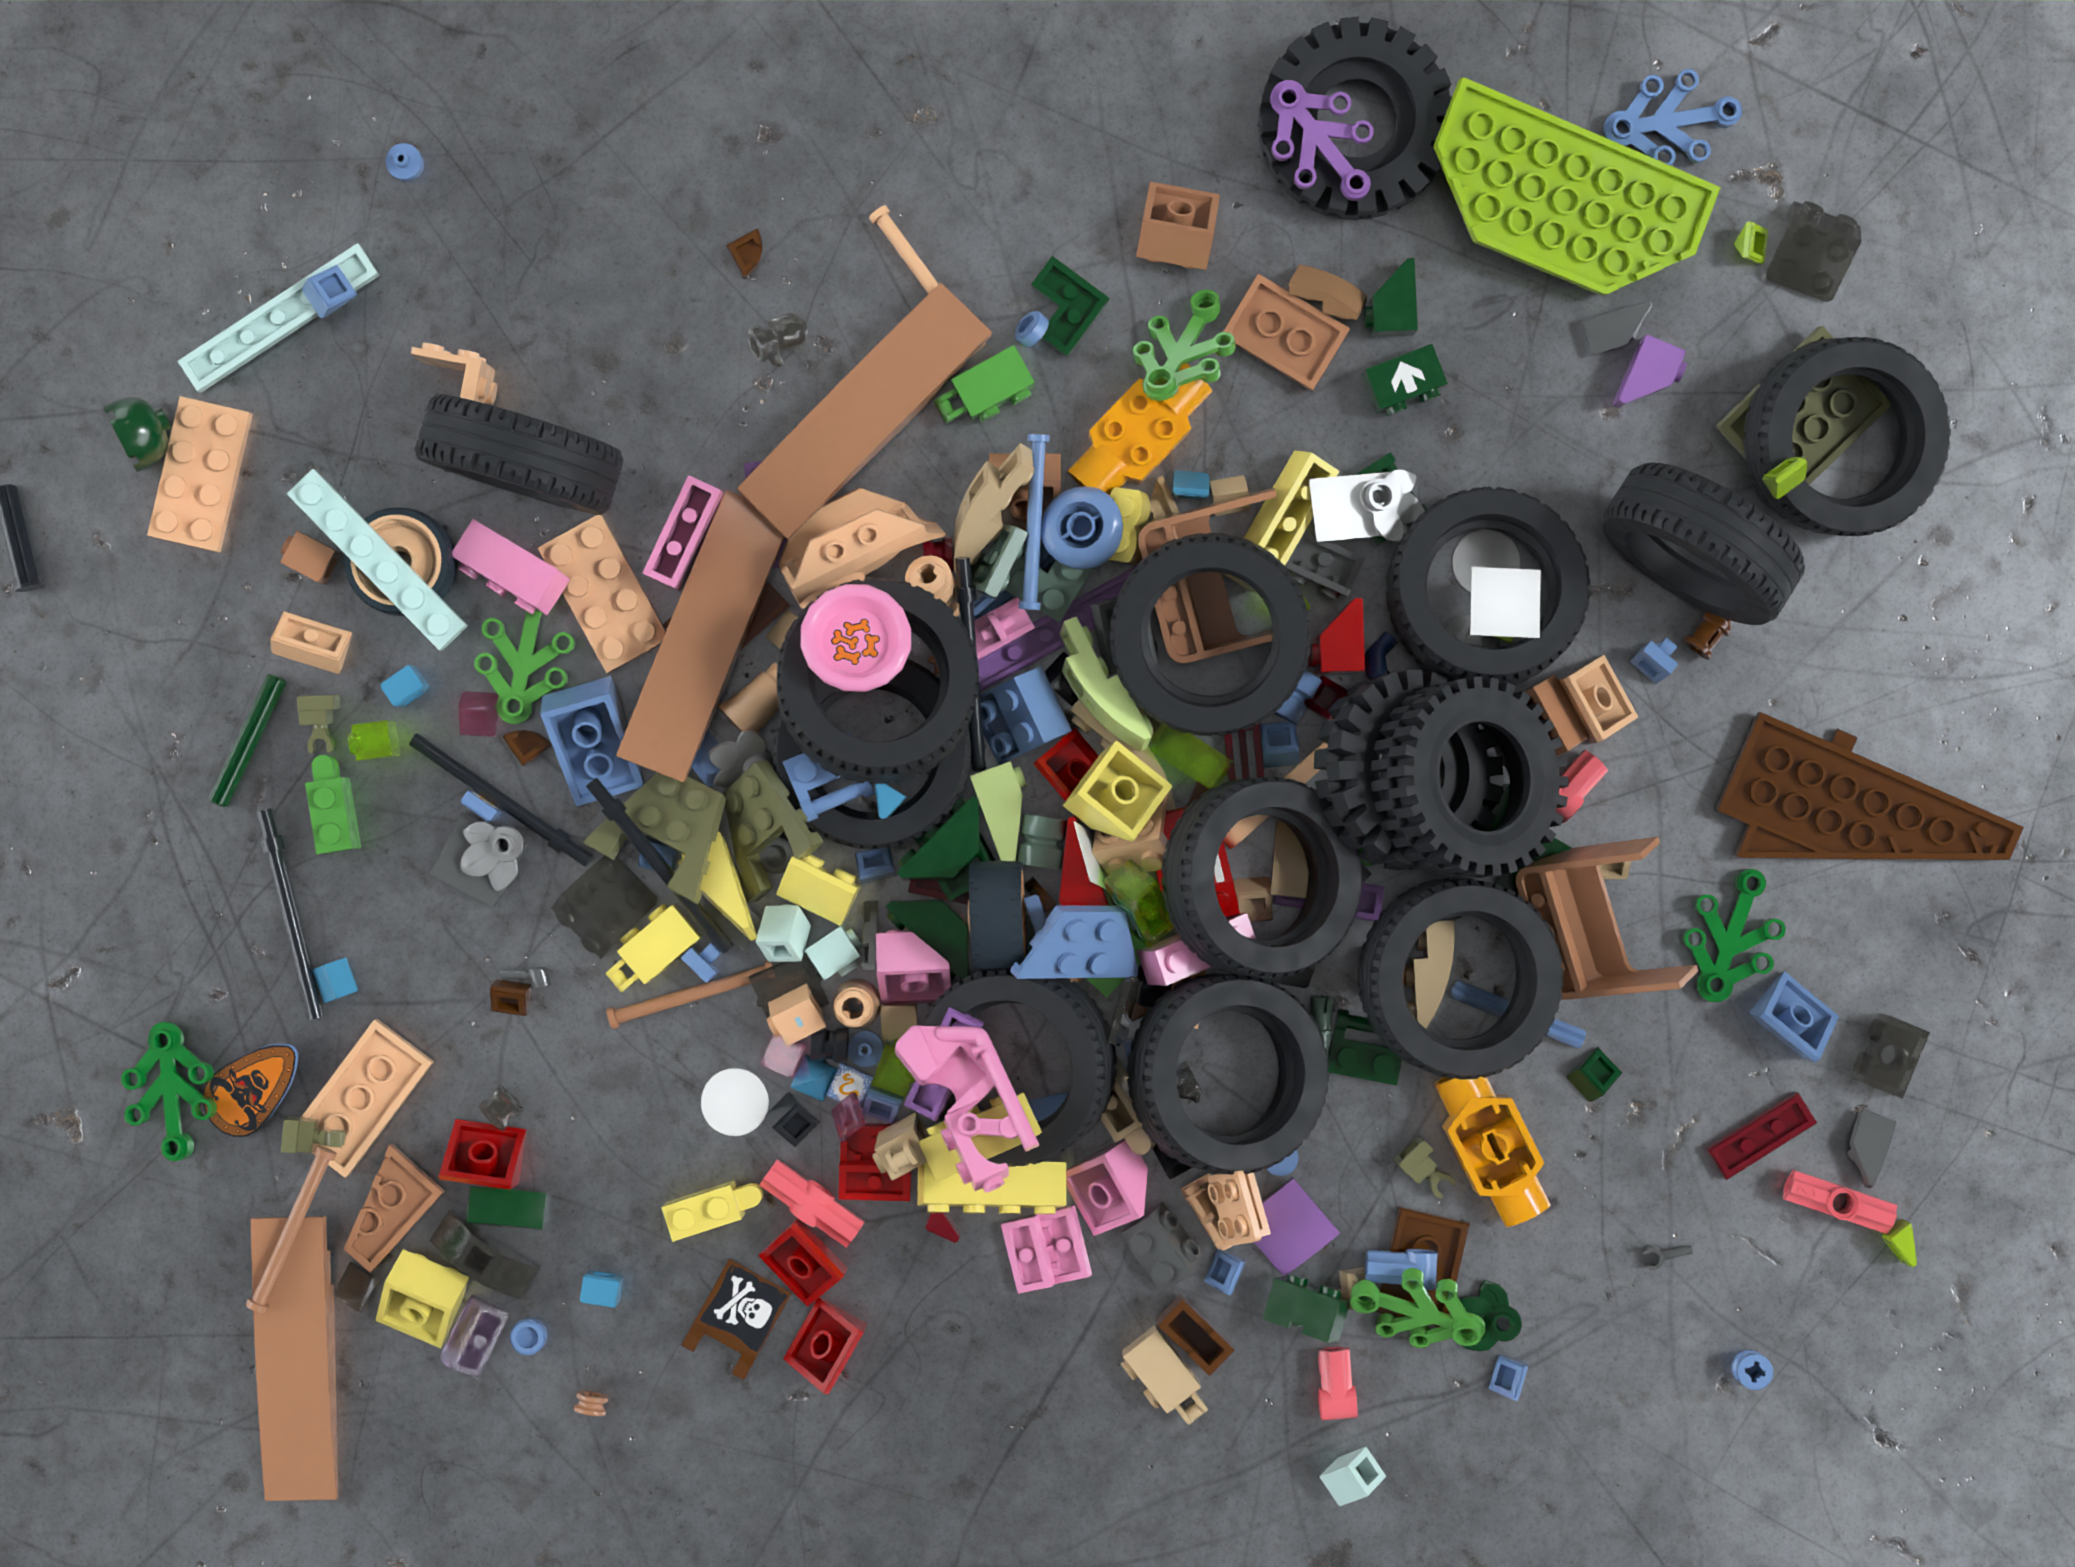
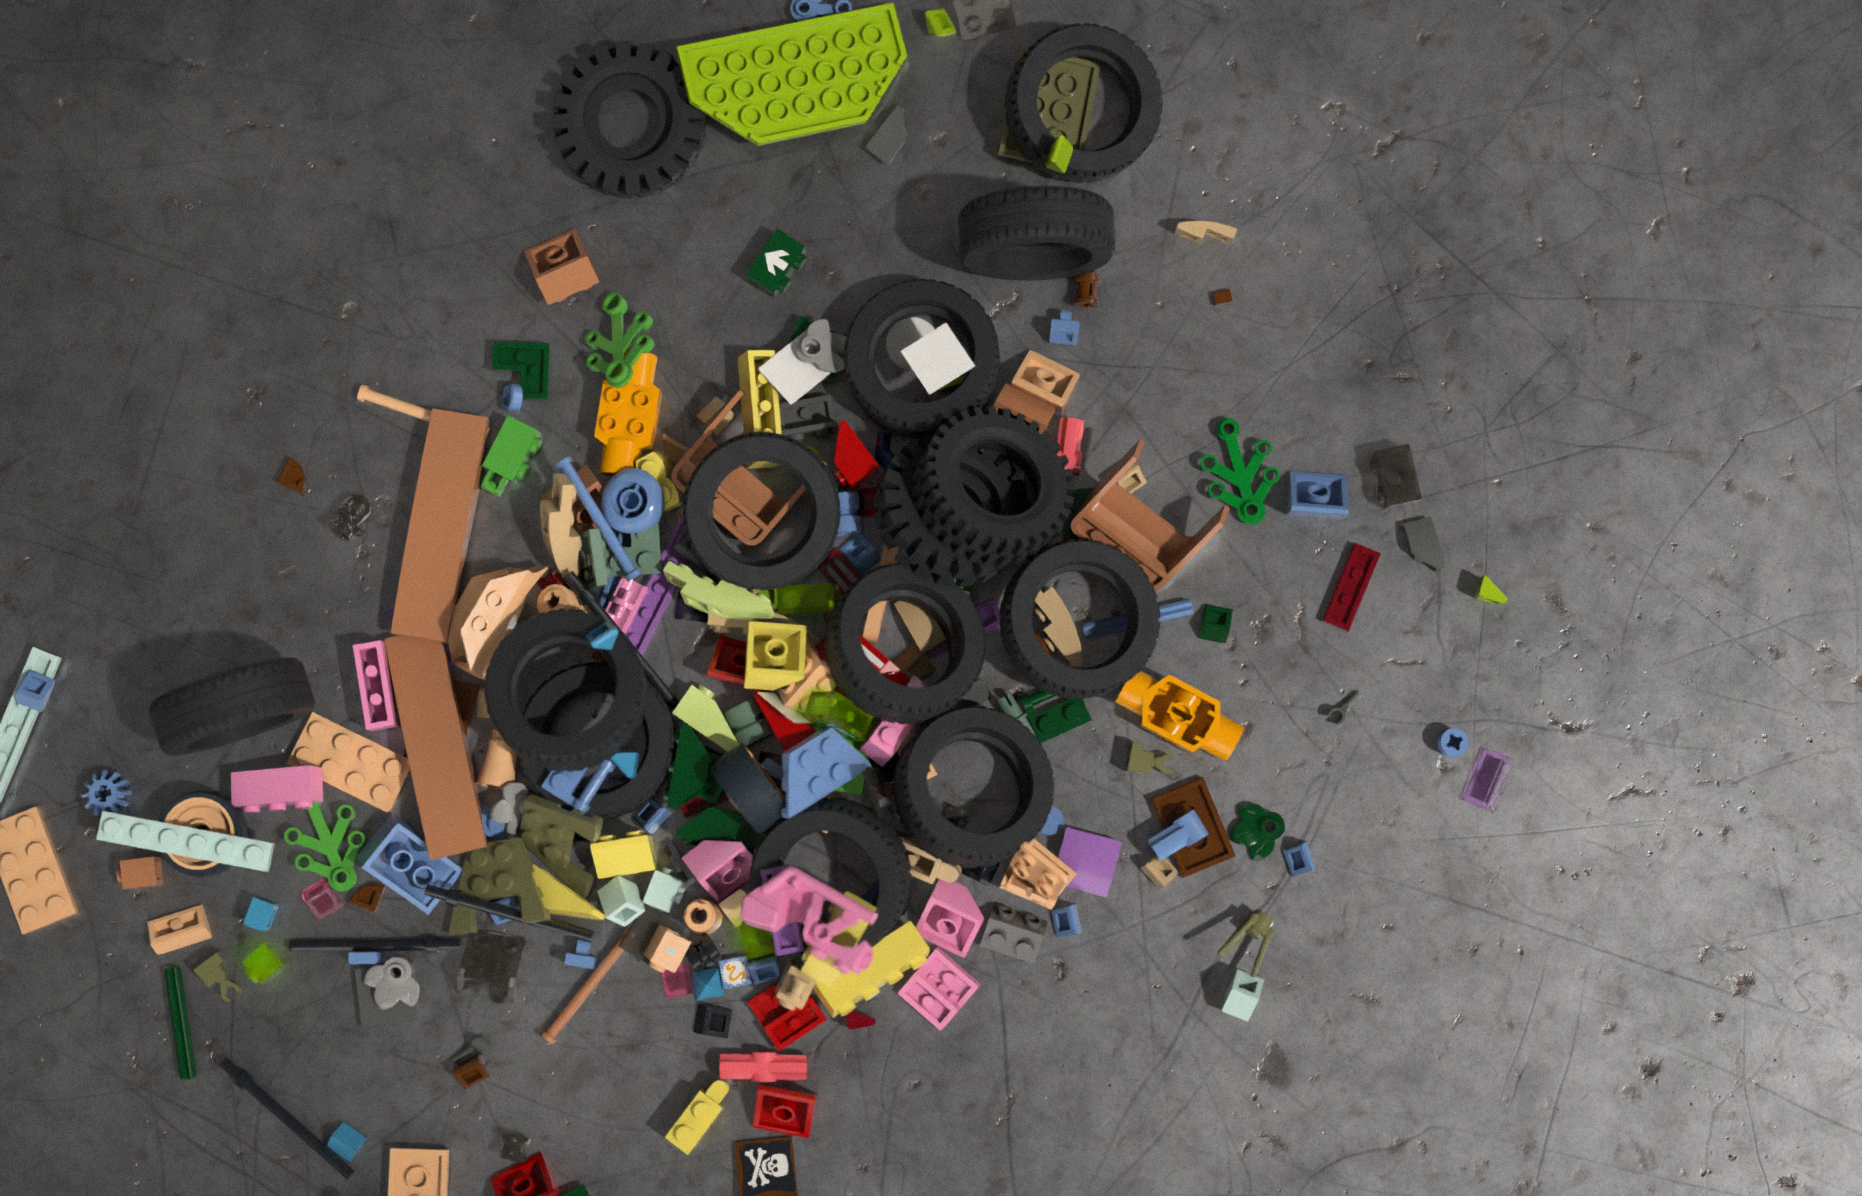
camera: 30 degrees left, 5 degrees down
(330, 436) = (102, 784): none -> medium blue gear
(331, 808) = (267, 1028): bright green brick -> none
(410, 167) = (34, 573): medium blue tile -> none
(478, 375) = (167, 674): light nougat bracket -> none
(654, 946) = (542, 970): light yellow brick -> none
(734, 1102) = (667, 1036): white sticker -> none
(824, 1344) = (836, 1154): red slope -> none
(848, 1116) = (747, 992): clear pink slope -> none
(855, 637) = (530, 669): bright pink piece -> none
(872, 1042) = (735, 937): medium blue tile -> none
(955, 654) = (603, 636): none -> dark azure slope
(1021, 715) = (679, 650): medium blue slope -> none
(1164, 1374) = (1073, 1016): tan brick -> none
(1190, 485) = (686, 427): dark azure slope -> none
(1195, 1334) = (1074, 974): reddish brown brick -> none
(1285, 332) = (679, 286): nougat plate -> none
(1297, 1304) = (1125, 908): dark green brick -> none
(1317, 134) = (609, 147): medium lavender plant -> none
(1337, 294) = (695, 239): medium nougat slope -> none
(1337, 1395) = (1194, 948): coral piece -> none
(1394, 305) = (736, 221): dark green slope -> none
(1416, 1415) = (1256, 926): none -> olive plant
(1460, 1325) = (1242, 847): bright green plant -> none
(1651, 369) = (931, 148): medium lavender slope -> none
(1761, 1432) = (1489, 780): none -> clear purple slope
(1833, 804) = (1244, 341): reddish brown wing -> none
(1859, 1208) = (1414, 599): coral piece -> none
(1868, 653) = (1197, 229): none -> tan slope

